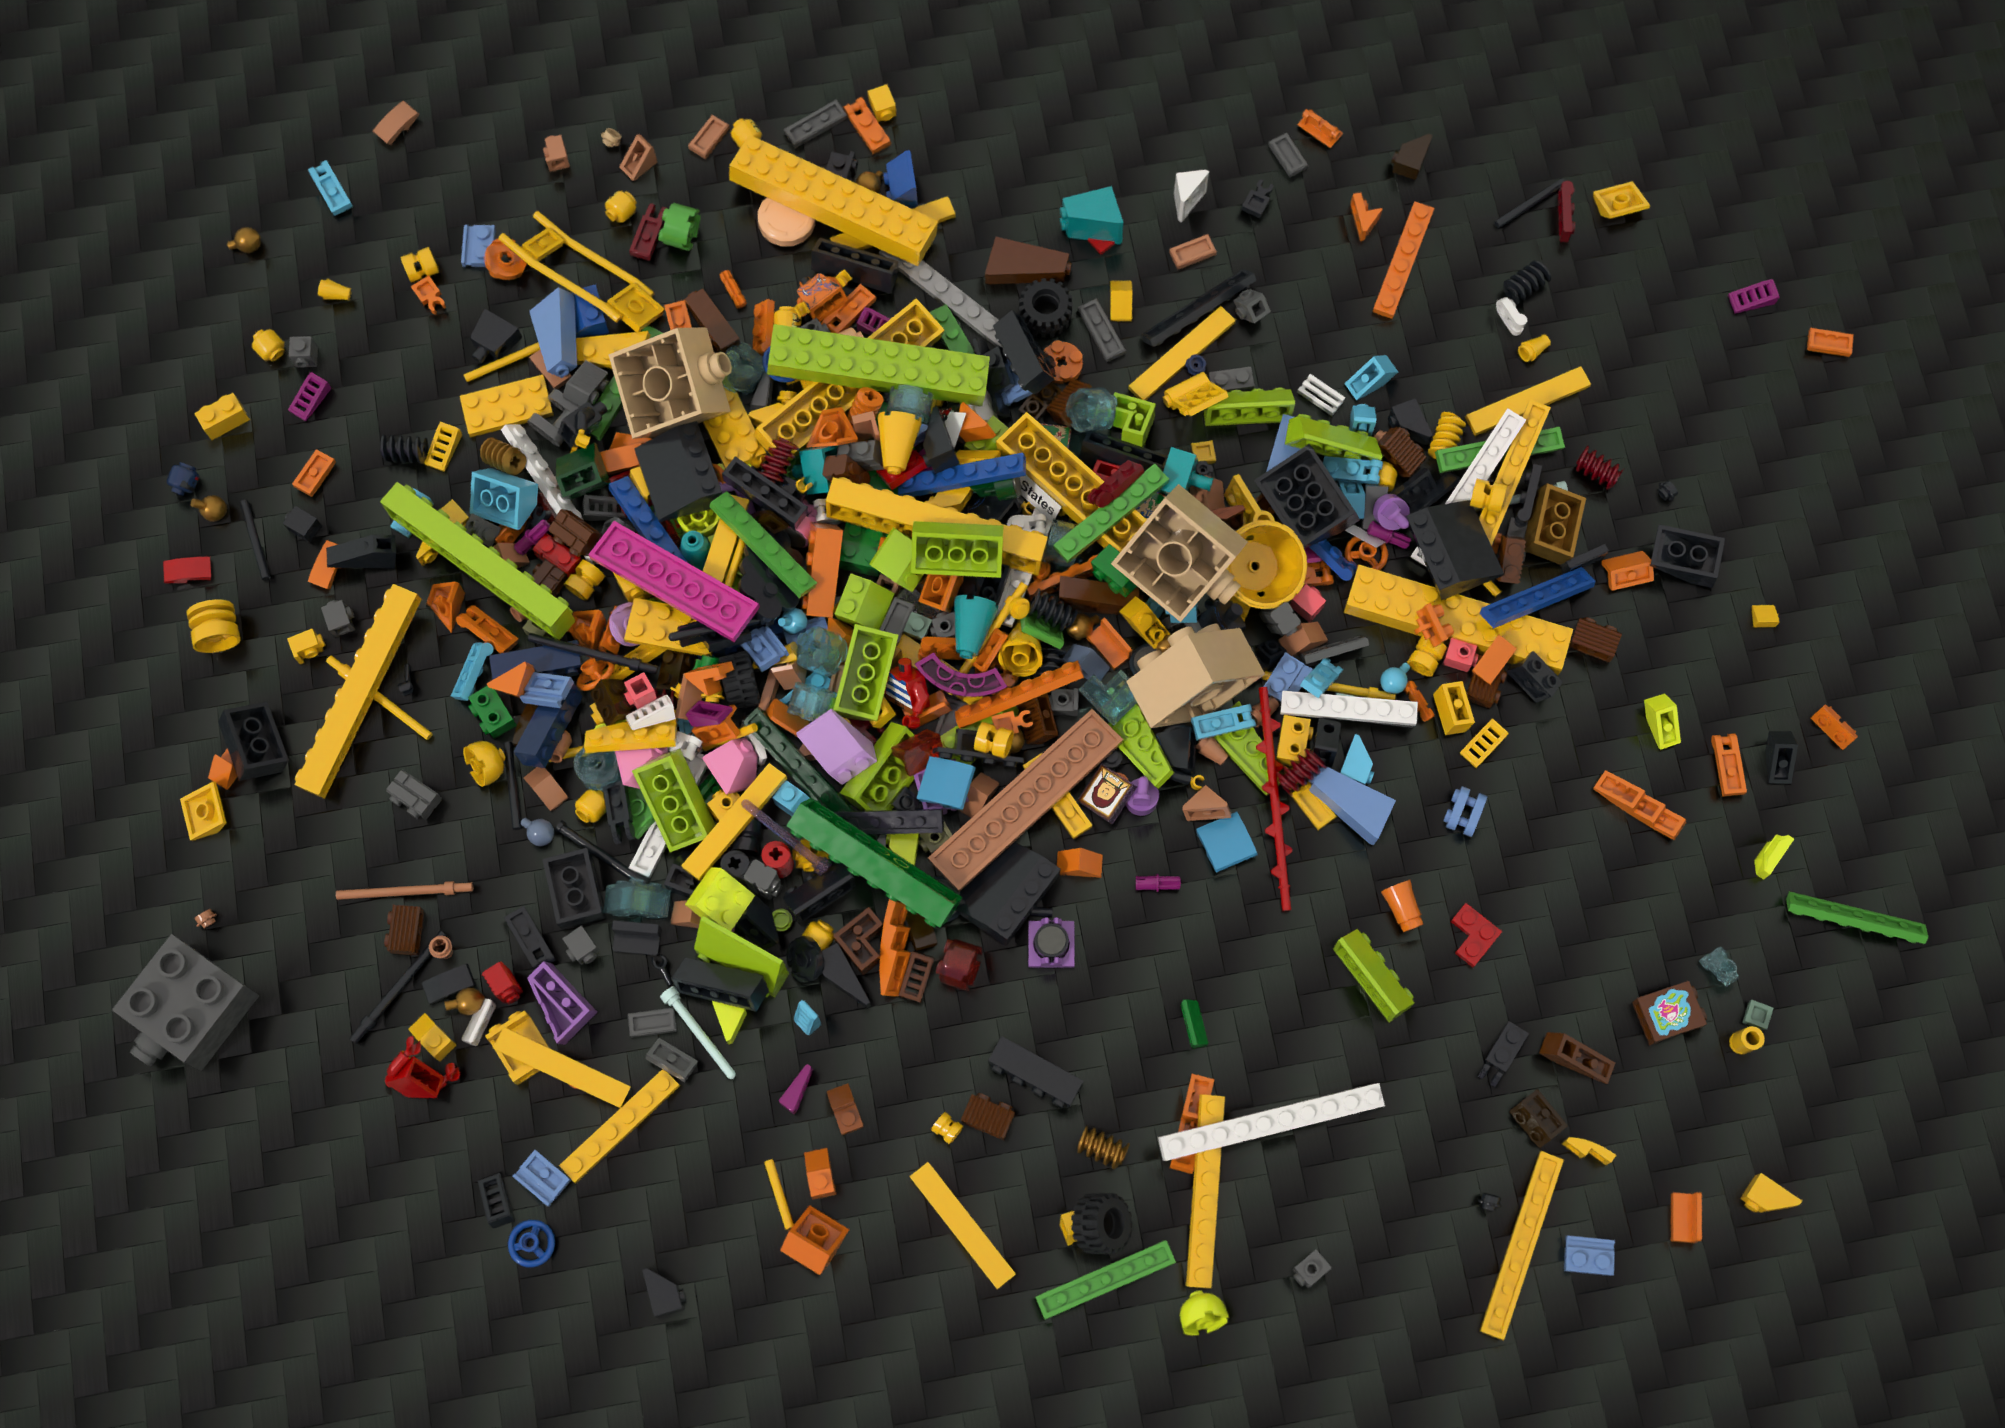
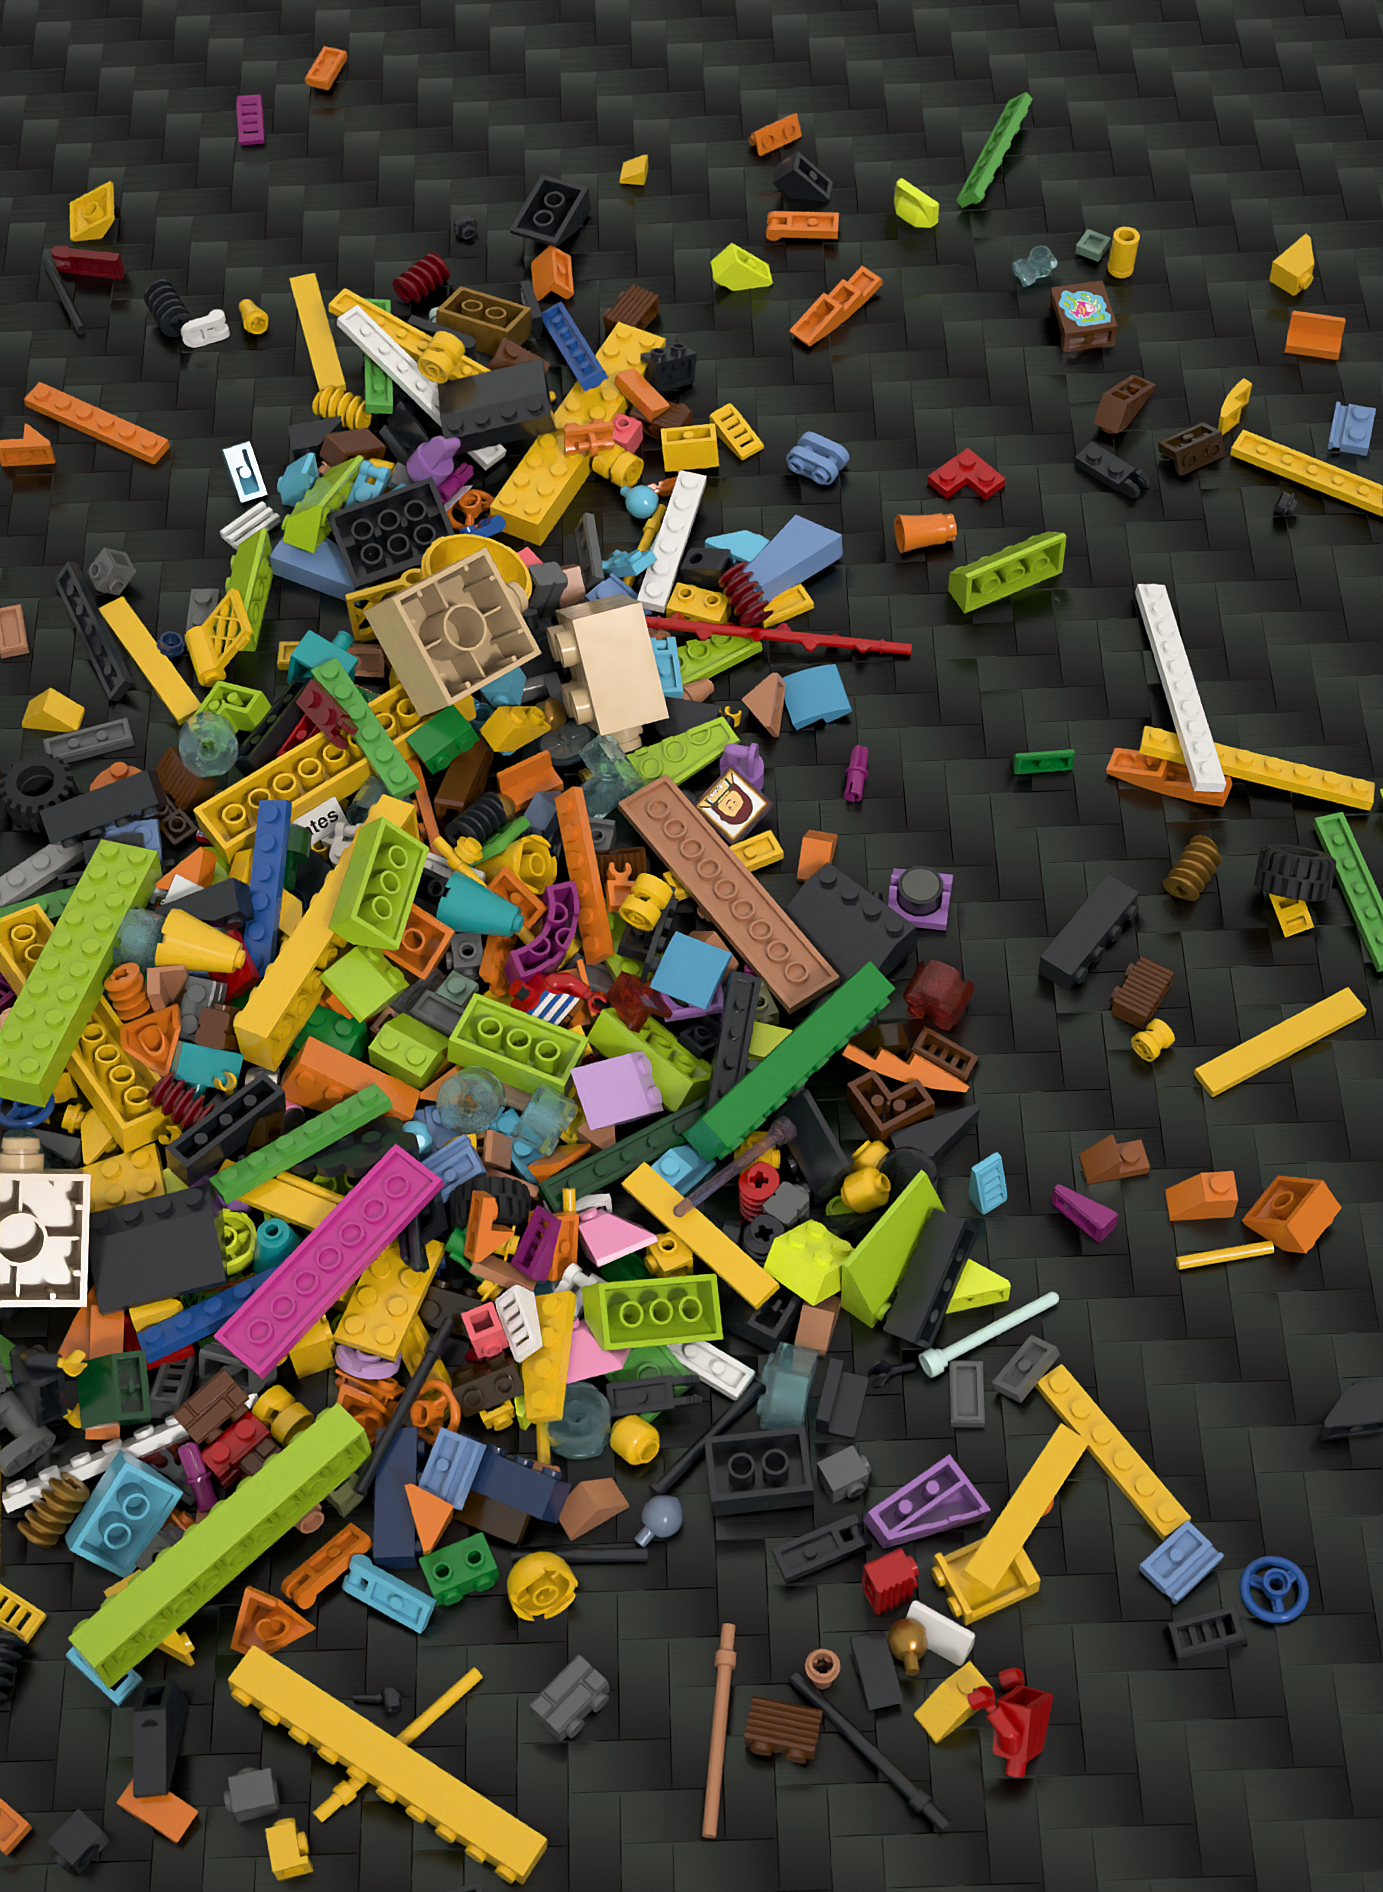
camera: 80 degrees left, 15 degrees down
(785, 930) = (865, 1190): none -> yellow head
(1311, 1269) = (1356, 679): dark grey brick -> none

